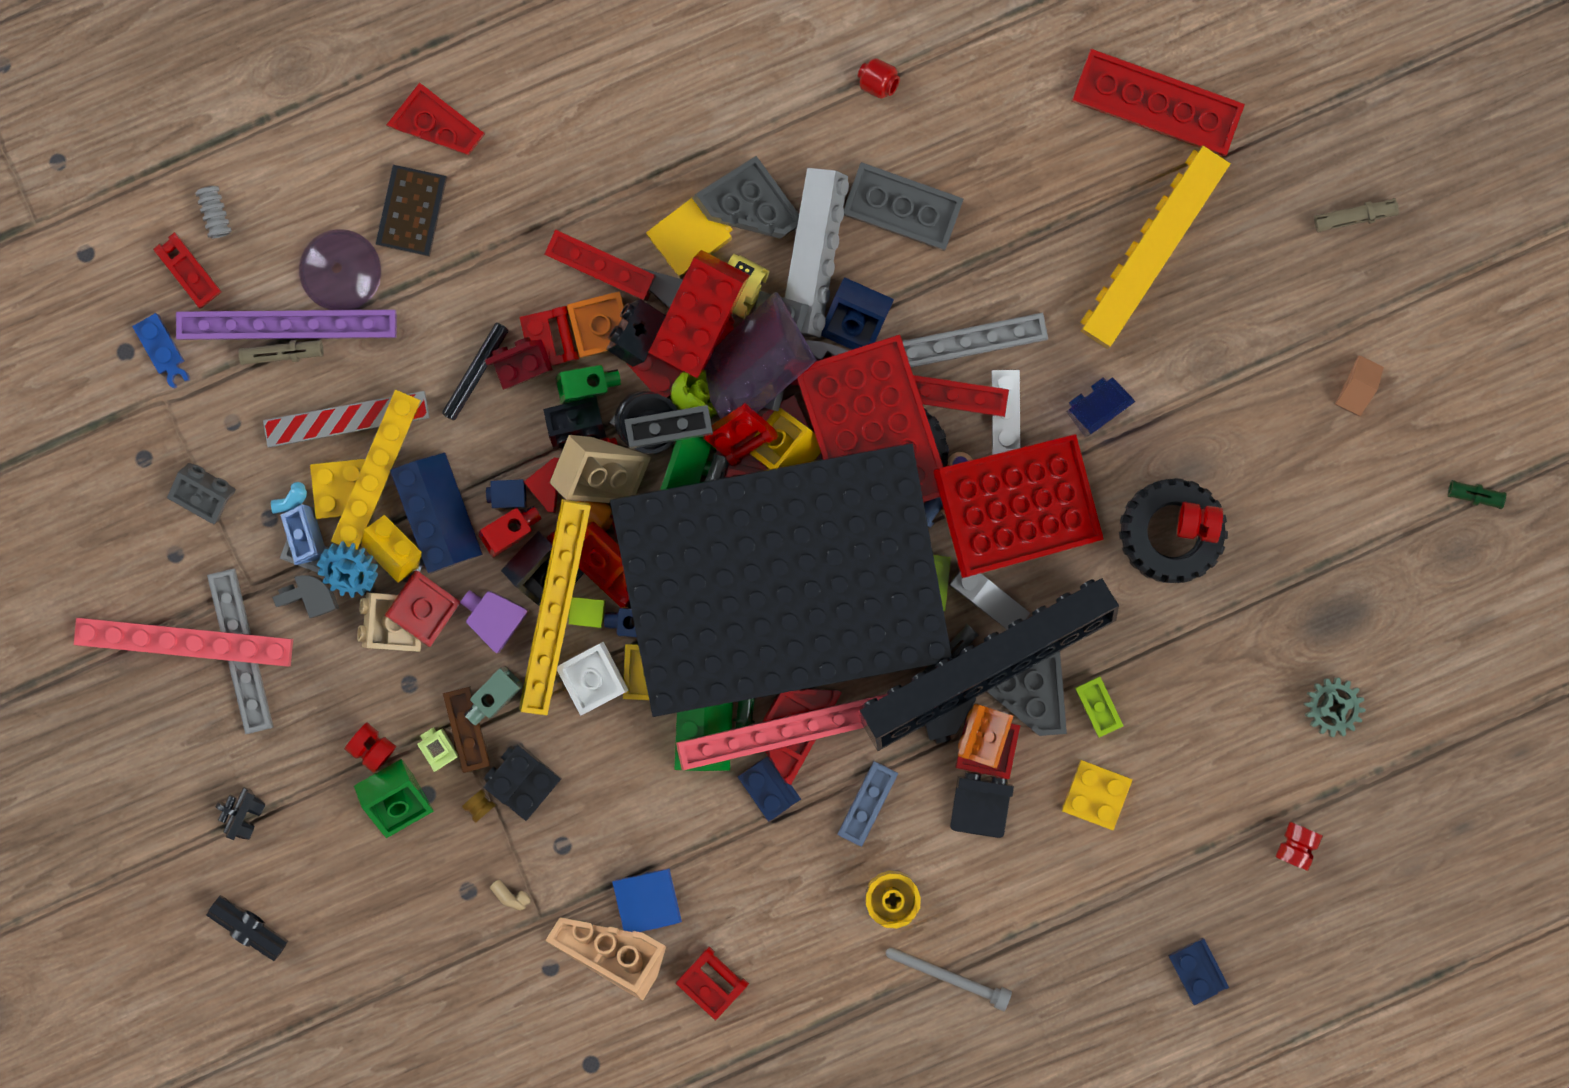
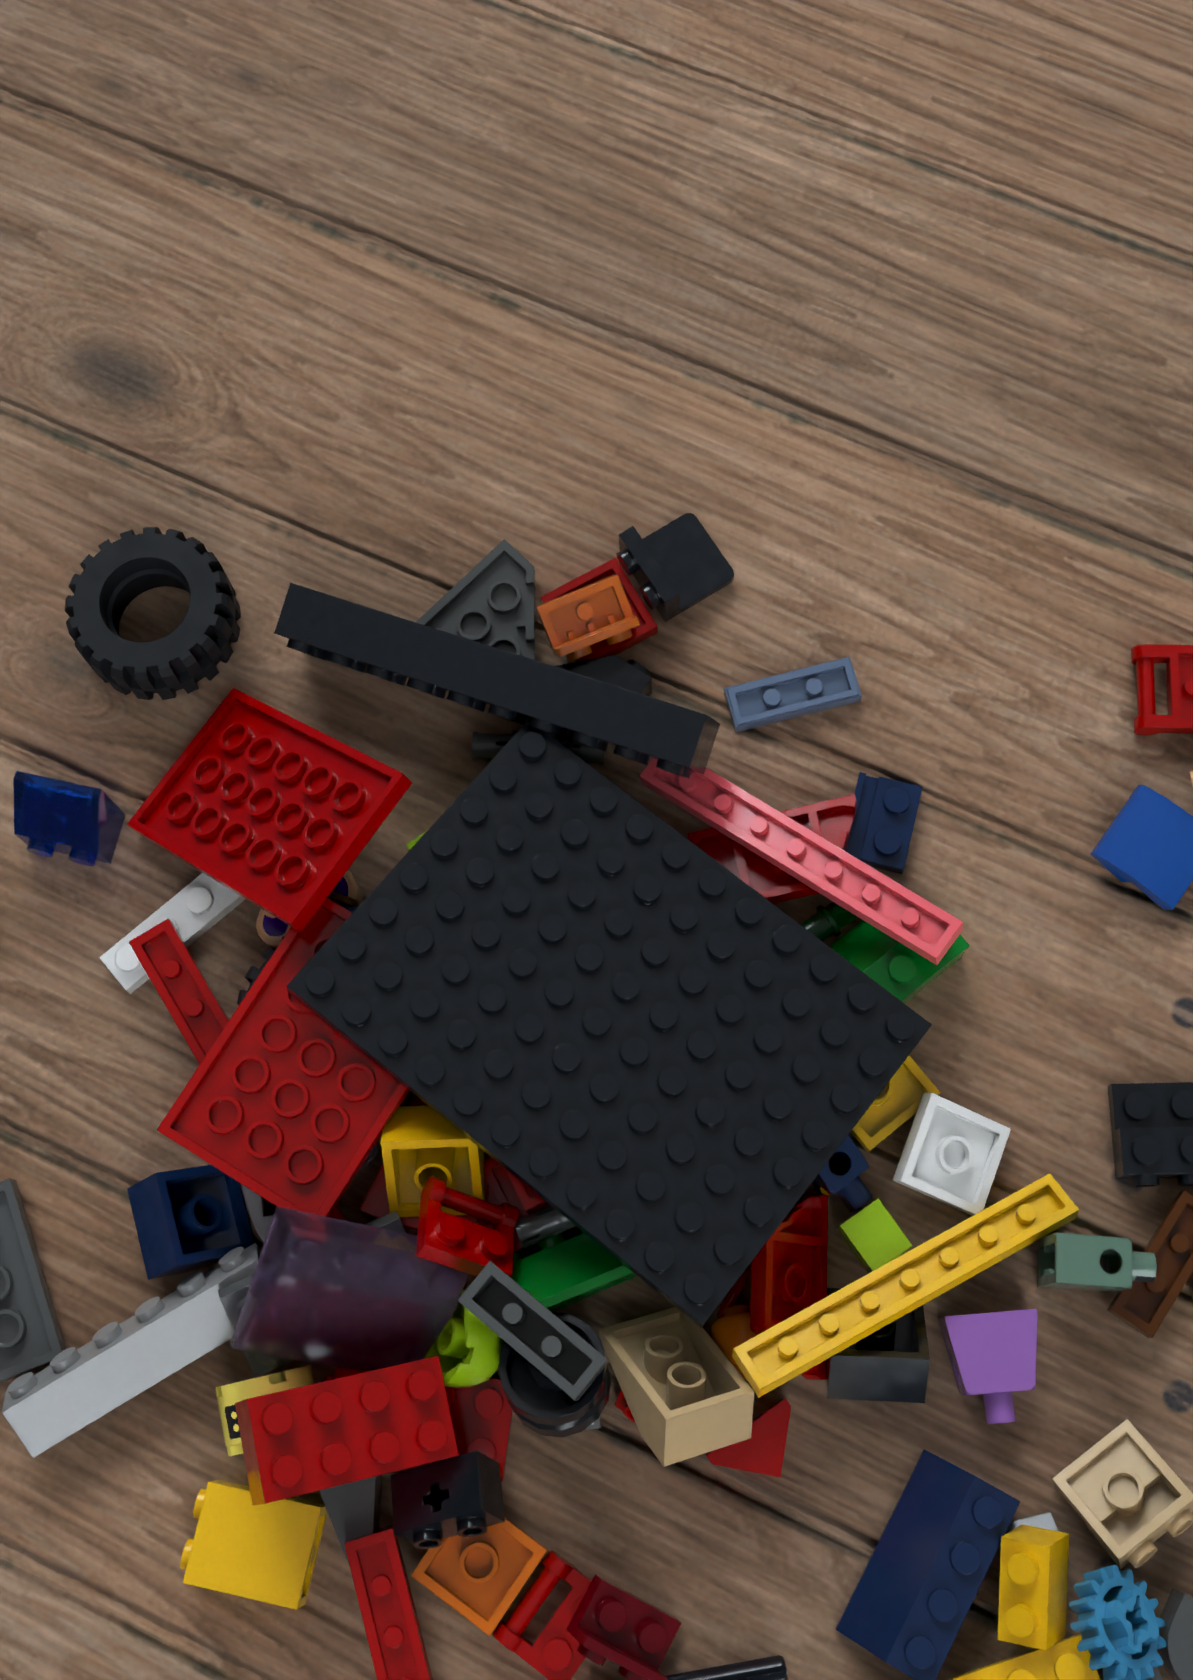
camera: 125 degrees left, 15 degrees down
(422, 608) = (1070, 1467): red tile -> none
(499, 538) = (884, 1443): red torso -> none
(507, 494) = (817, 1487): dark blue brick -> none
(573, 384) = (592, 1521): green torso -> none
(574, 418) = (638, 1483): black bracket -> none
(749, 201) = (142, 1500): dark grey plate -> none
(905, 908) = (857, 570): yellow brick -> none
(976, 340) = (96, 1037): light grey tile -> none
(989, 598) = (420, 759): light grey slope -> none
(998, 997) = (876, 368): light grey piece -> none
(1096, 795) = (547, 455): yellow plate -> none
(1099, 707) = (441, 532): lime plate -> none
(1198, 971) = (648, 199): dark blue plate -> none
(1200, 522) = (107, 572): red wheel -> none
(1299, 846) = (412, 202): red wheel -> none
(1330, 695) = (219, 293): sand green gear -> none

